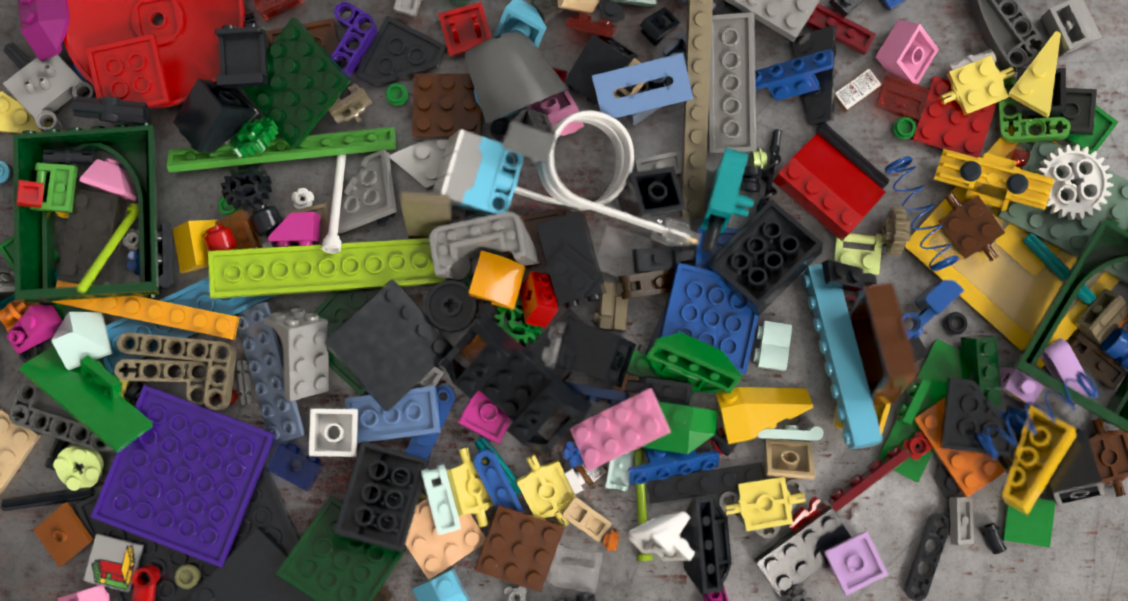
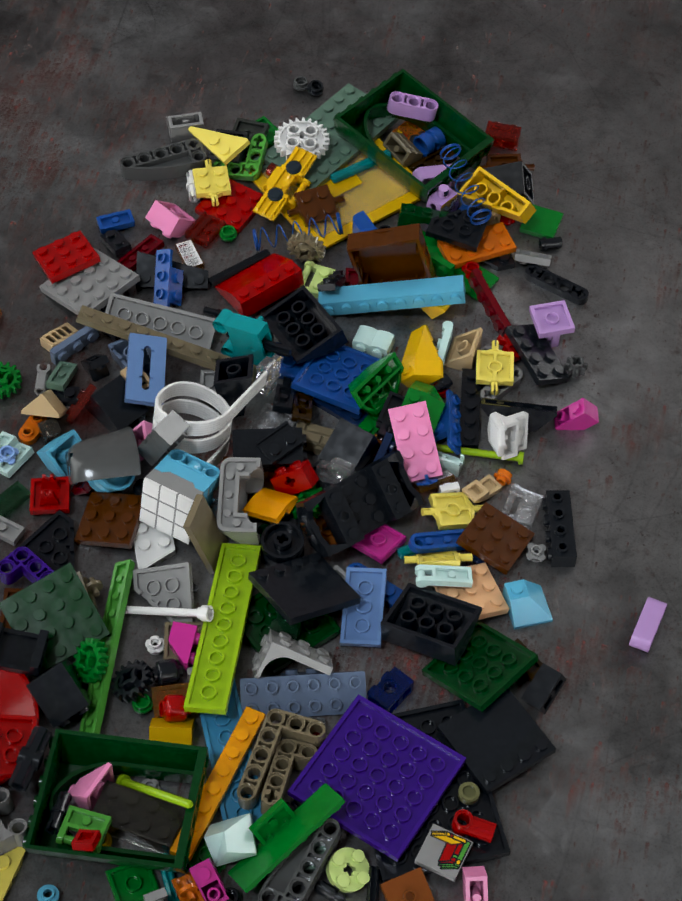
camera: 80 degrees left, 30 degrees down
(134, 263) = (172, 787): blue plant -> none
(333, 432) = (367, 651): white slope -> none
(396, 94) = (87, 557): green plate -> none

